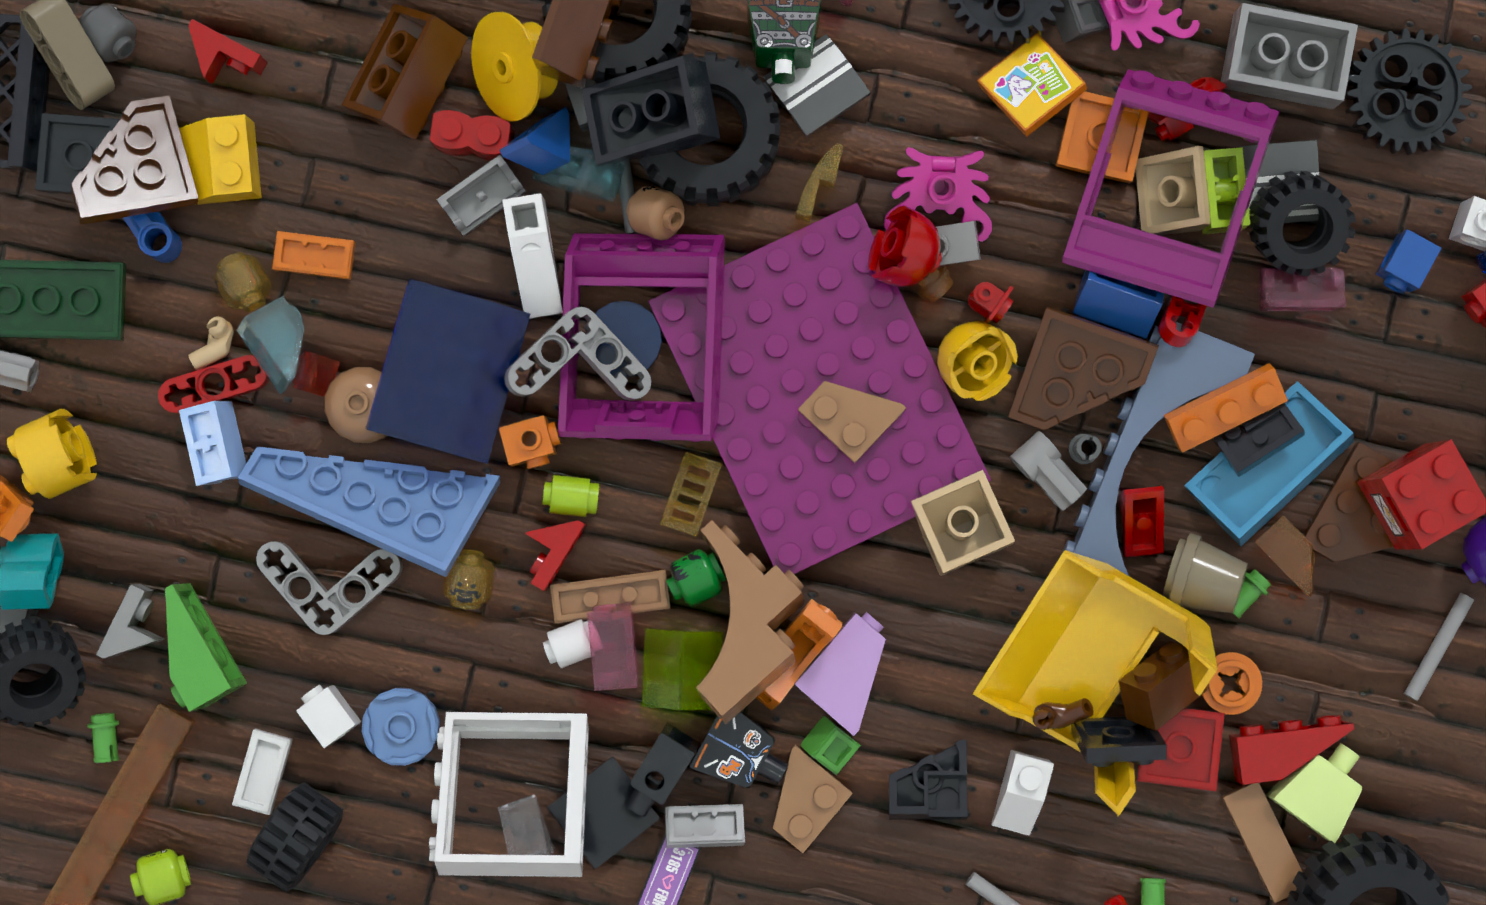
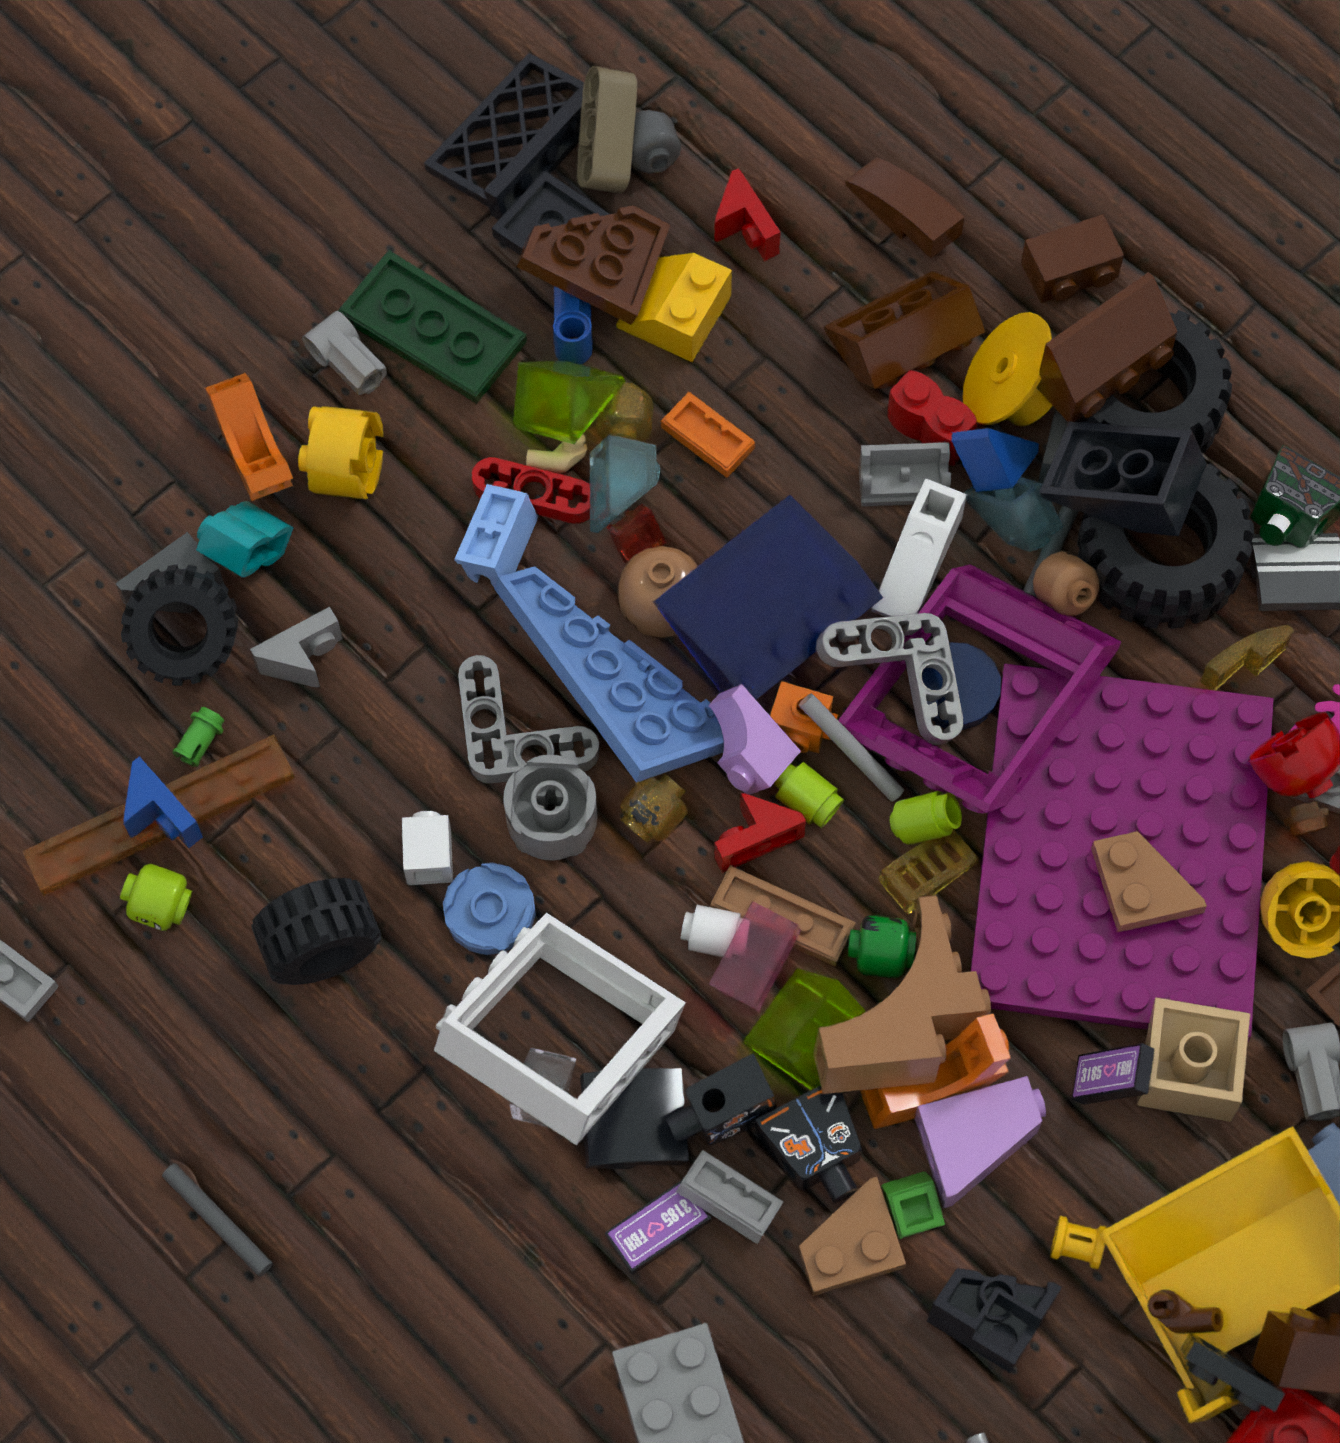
camera: 30 degrees right, 20 degrees down
(105, 815) = (152, 801): none -> blue slope
(186, 298) = (561, 397): none -> clear neon green slope
(197, 654) = (343, 708): bright green slope -> none
(262, 771) = (332, 856): white tile -> none
(375, 621) = (556, 832): none -> light grey brick
(511, 490) = (754, 744): none -> lavender arch
(580, 445) = (851, 747): none -> light grey bar
(666, 462) = (925, 817): none -> lime brick
(913, 572) = (1113, 1074): none -> tile
(950, 712) = (1078, 1242): none -> yellow bush
(1022, 792) = (1088, 1377): white slope -> none

